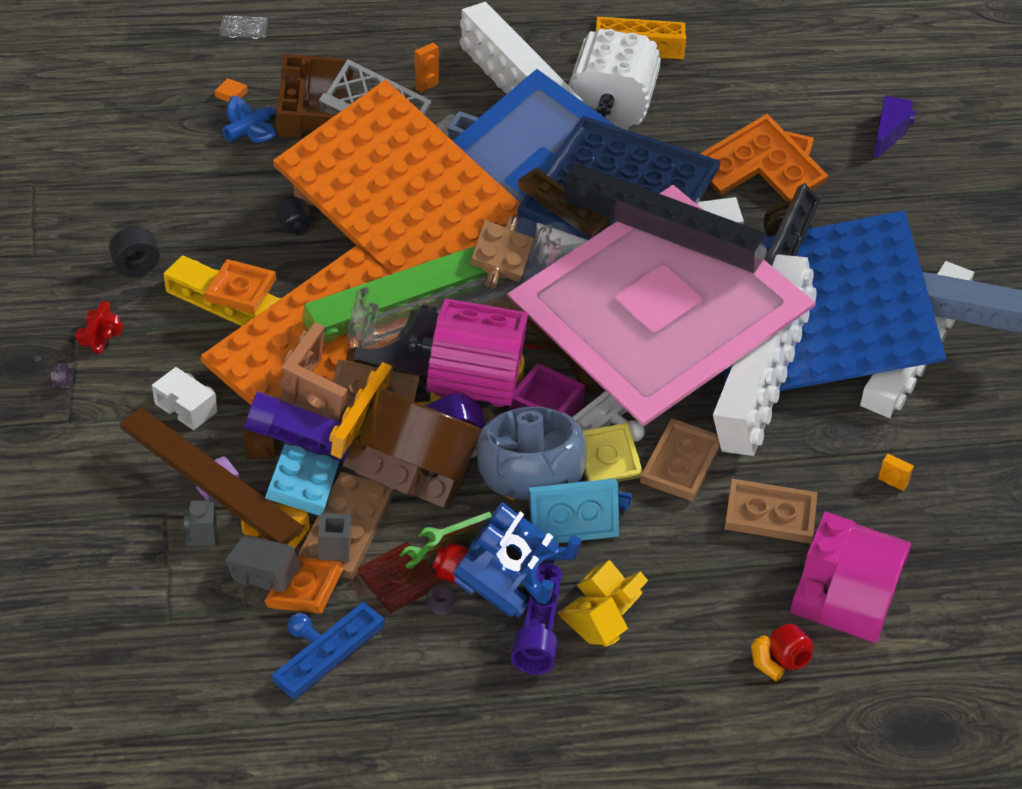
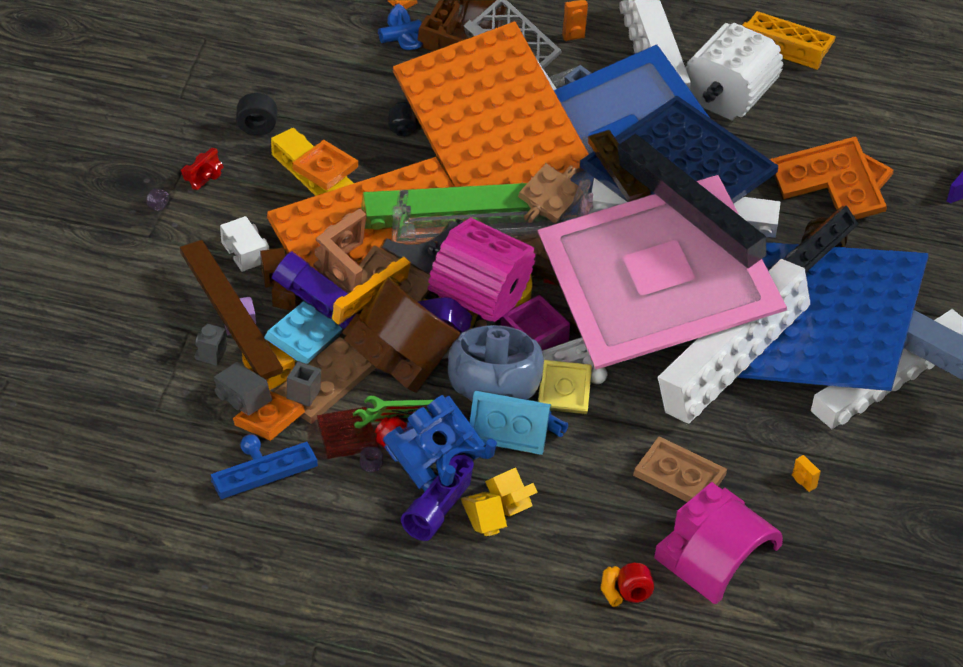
camera: 20 degrees right, 0 degrees up
(229, 414) = (269, 262): none -> reddish brown brick
(681, 460) = (625, 409): medium nougat plate -> none

